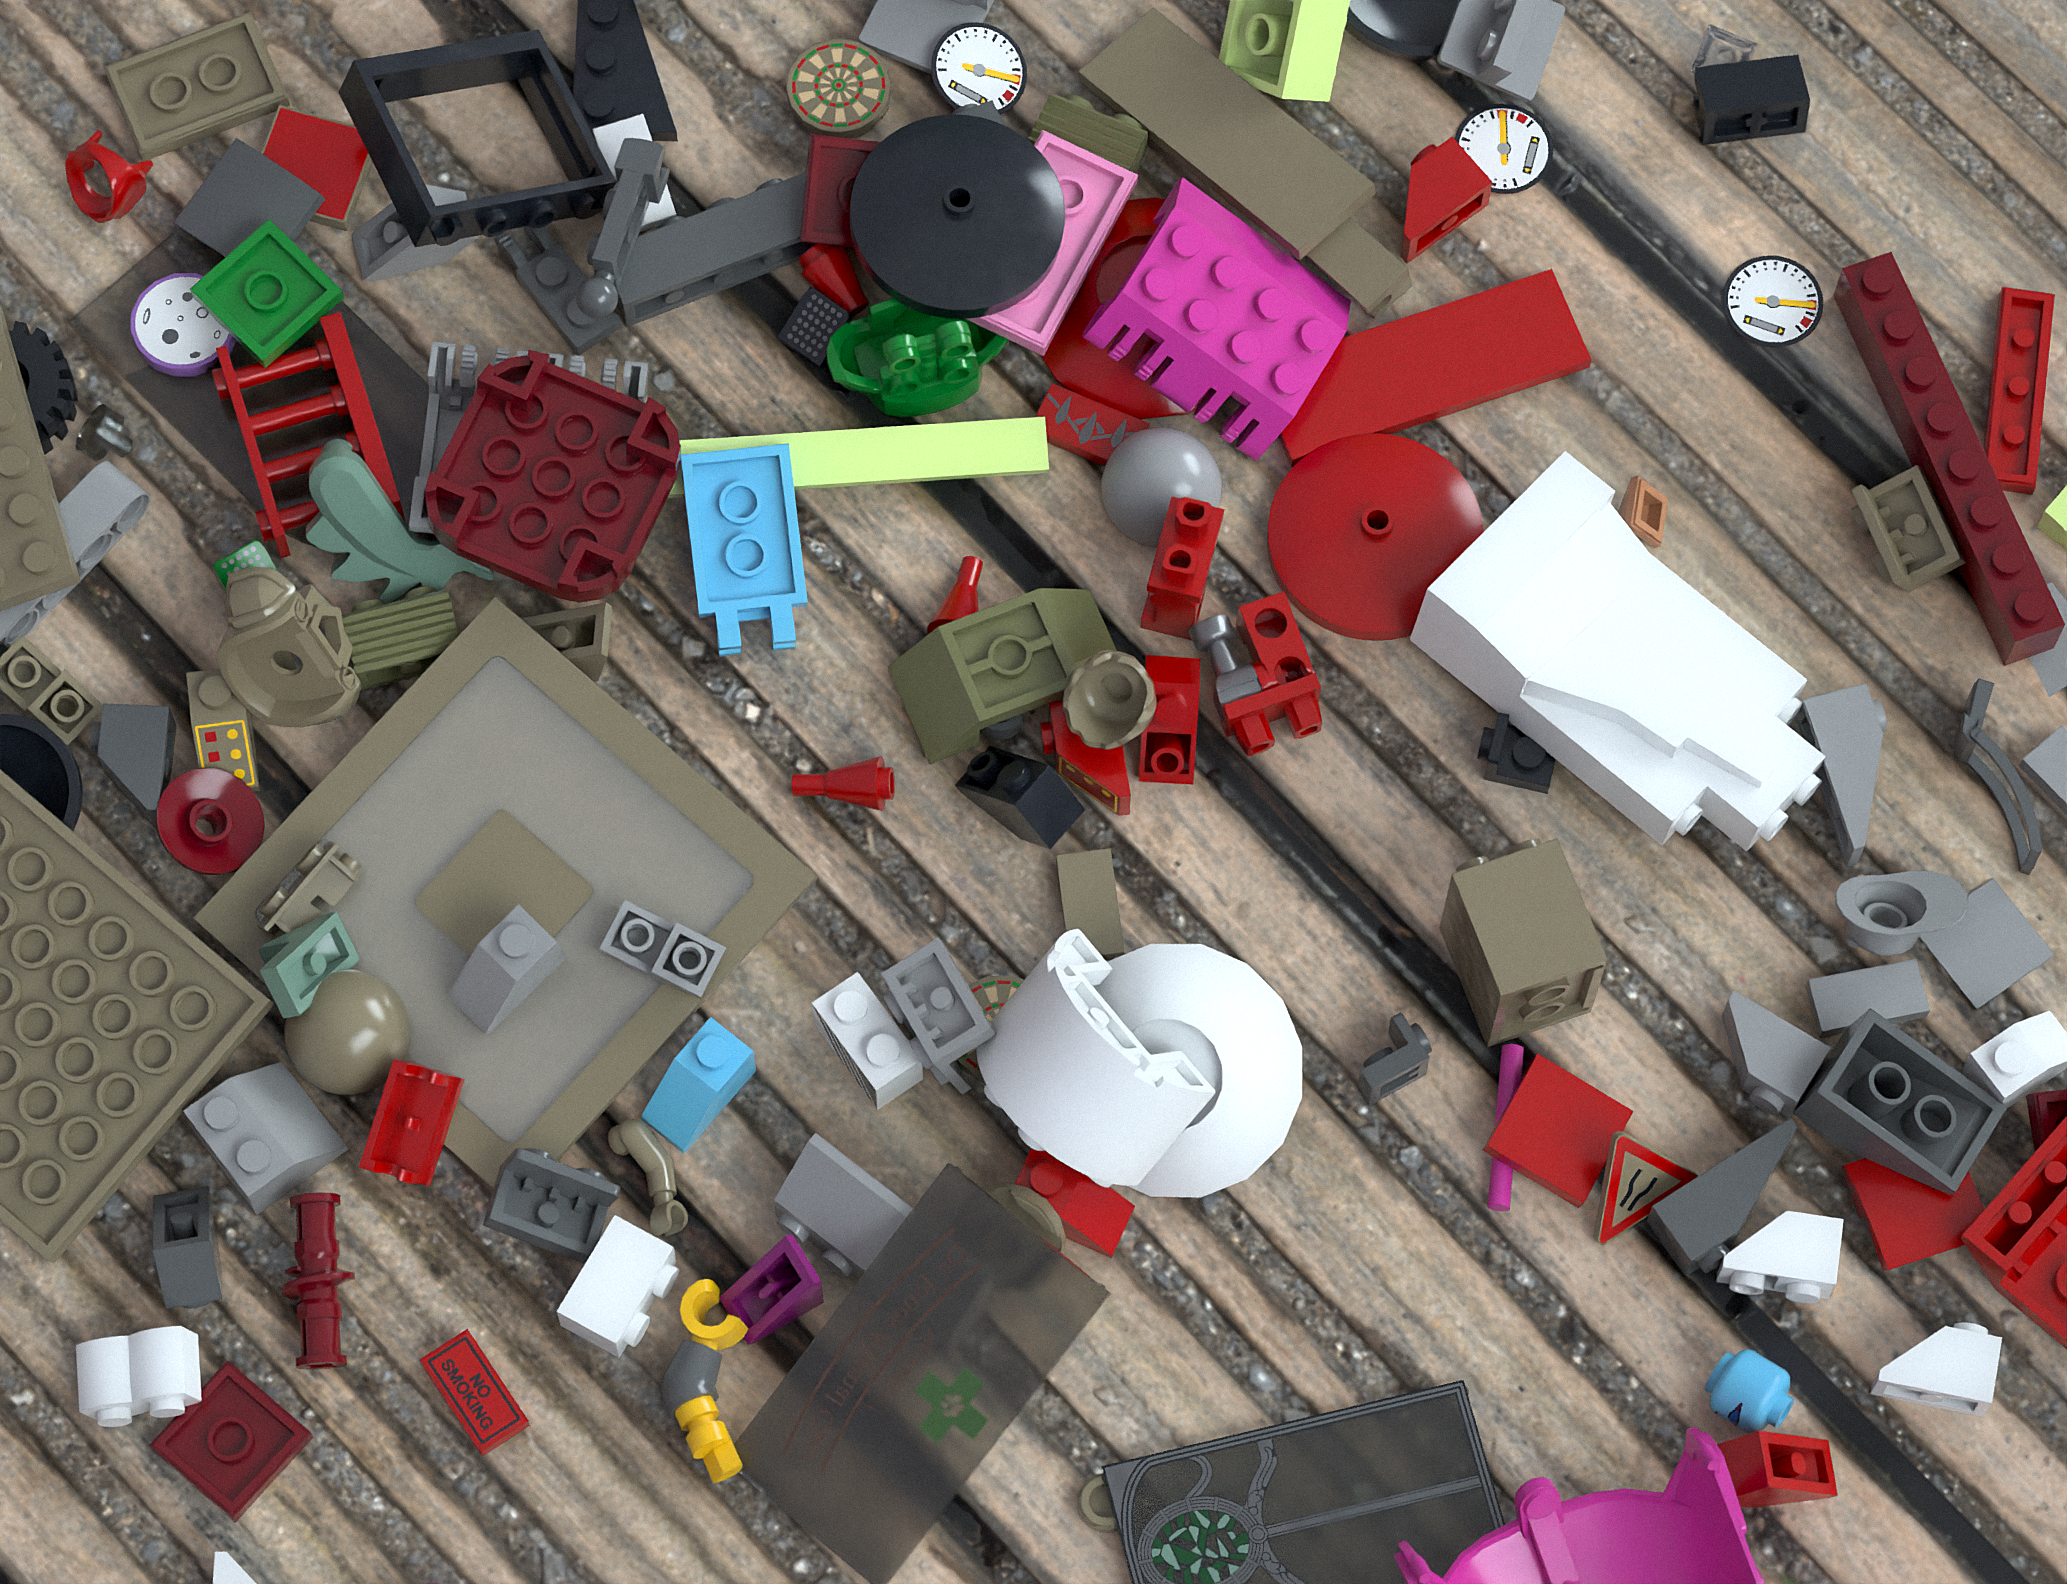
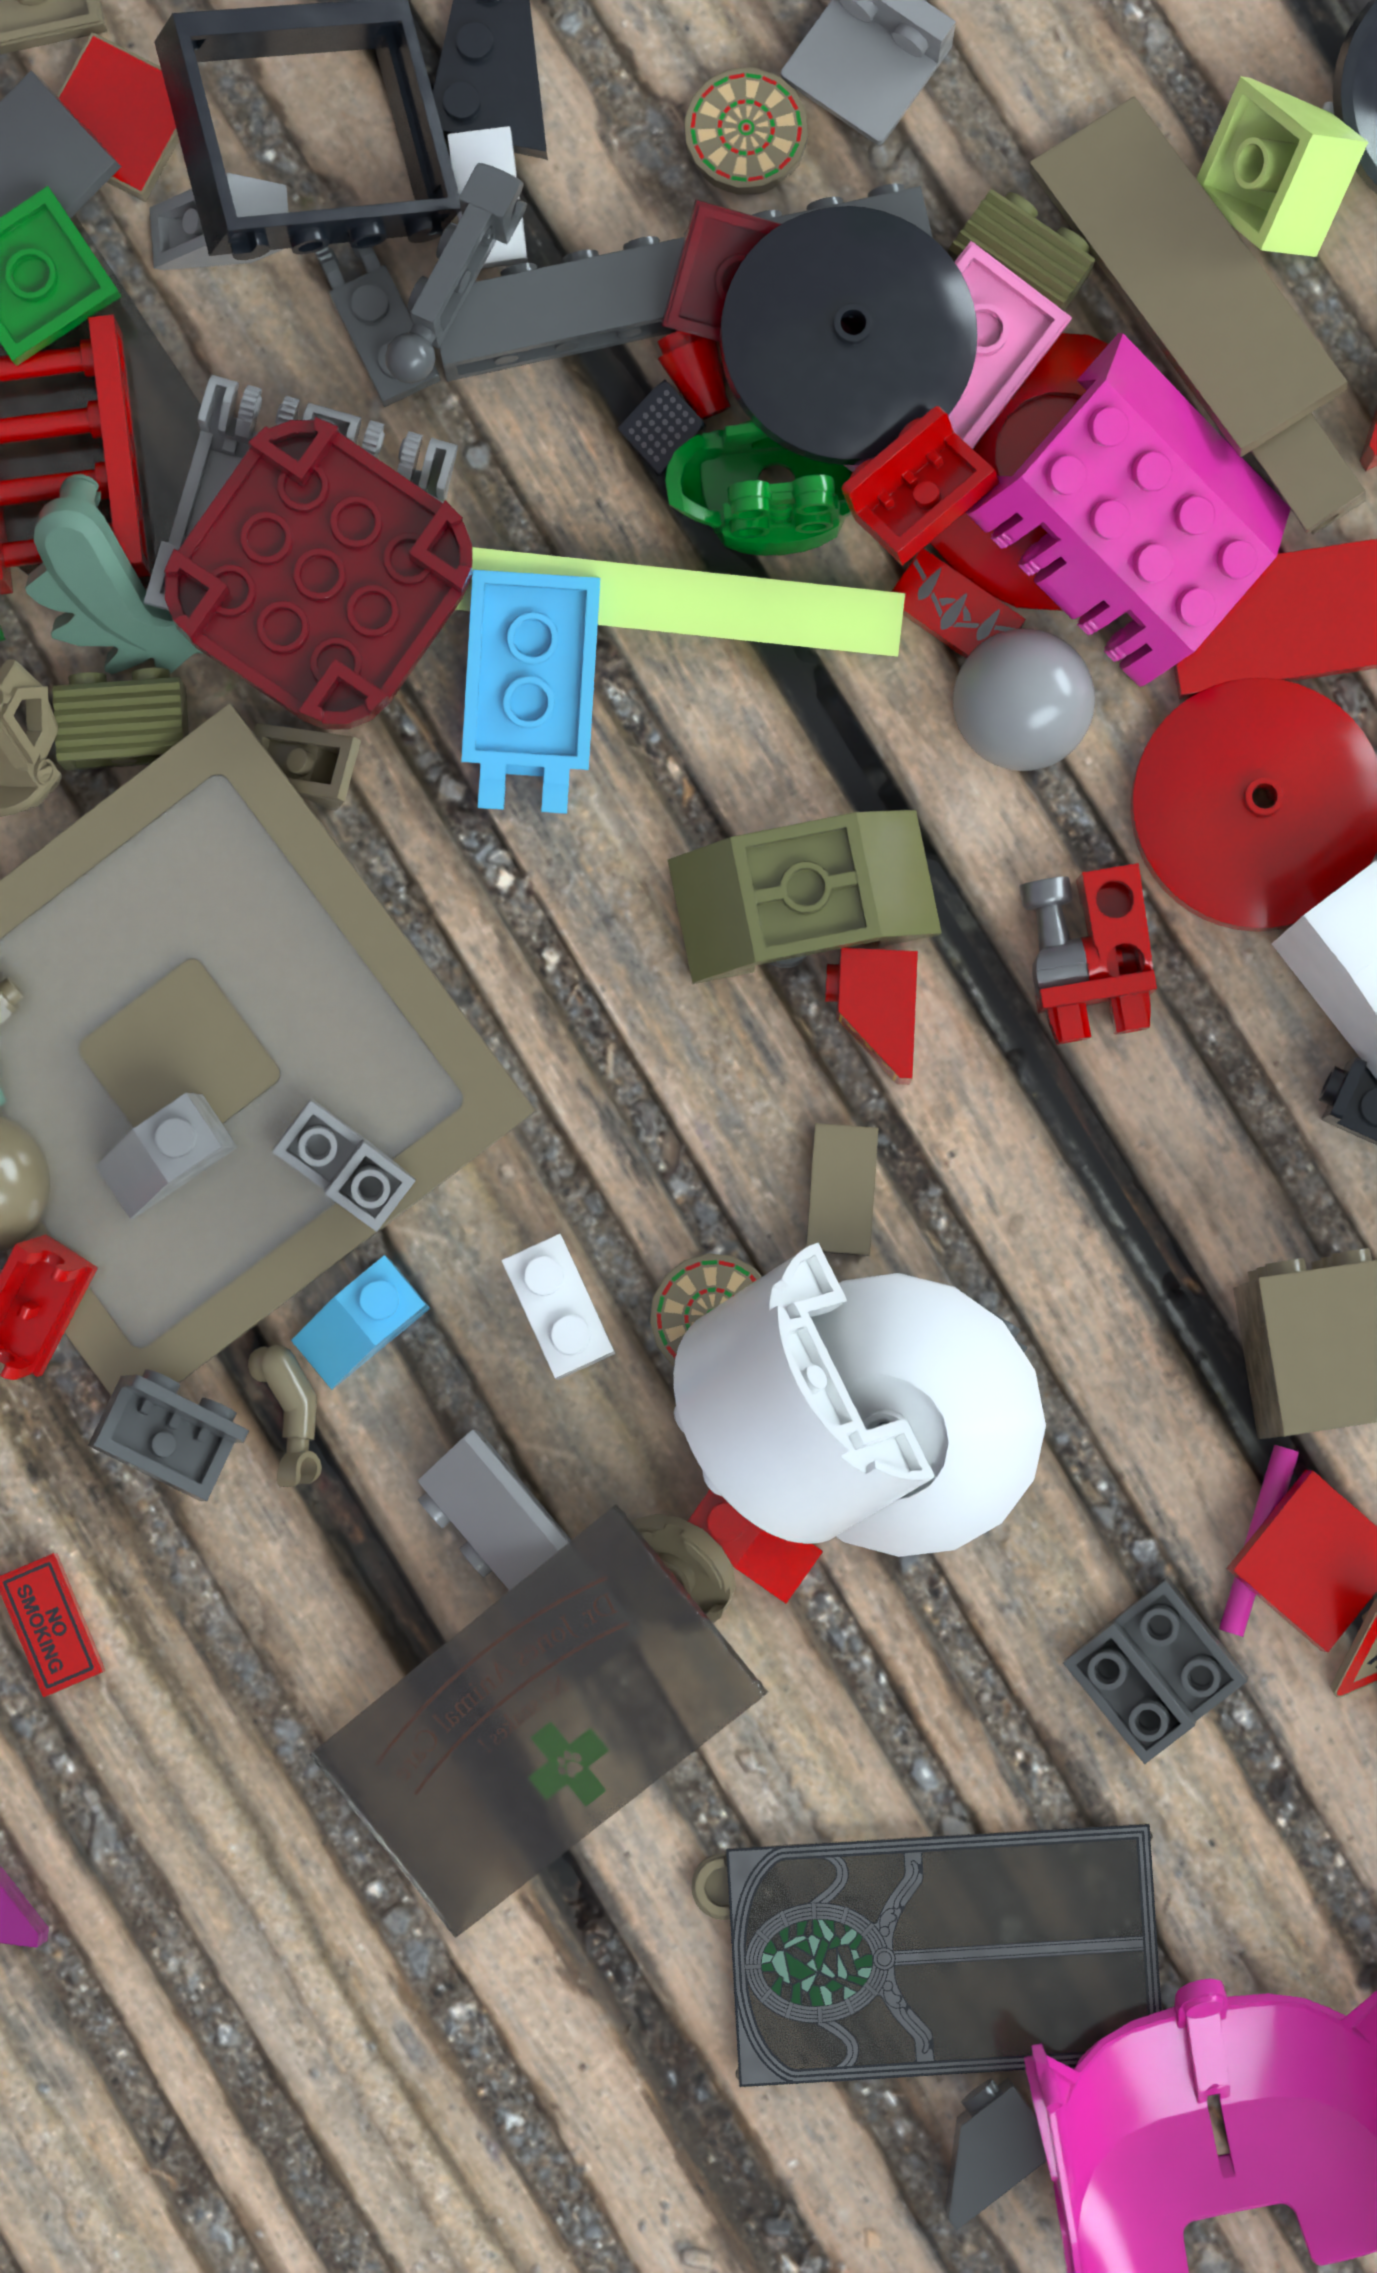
camera: 15 degrees right, 15 degrees up
(618, 1287) = (228, 1540): white brick -> none
(692, 1377) = (289, 1664): yellow piece -> none
(774, 1290) = (397, 1579): magenta slope -> none
(859, 784) = (609, 995): red cone -> none
(937, 1010) = (639, 1305): light grey bracket -> none
(962, 597) = (765, 800): red cone -> none
(978, 66) = (914, 135): white sticker -> none
(1021, 795) = (788, 1046): black slope -> none
(1037, 318) = (917, 485): none -> red bracket
(1108, 699) = (907, 970): dark tan hair -> none
(1170, 738) = (977, 985): red slope -> none
(1181, 567) = (1027, 813): red hips -> none
(1392, 1070) = (1139, 1451): dark grey bracket -> none
(1441, 1249) = (1155, 1670): none -> dark grey slope

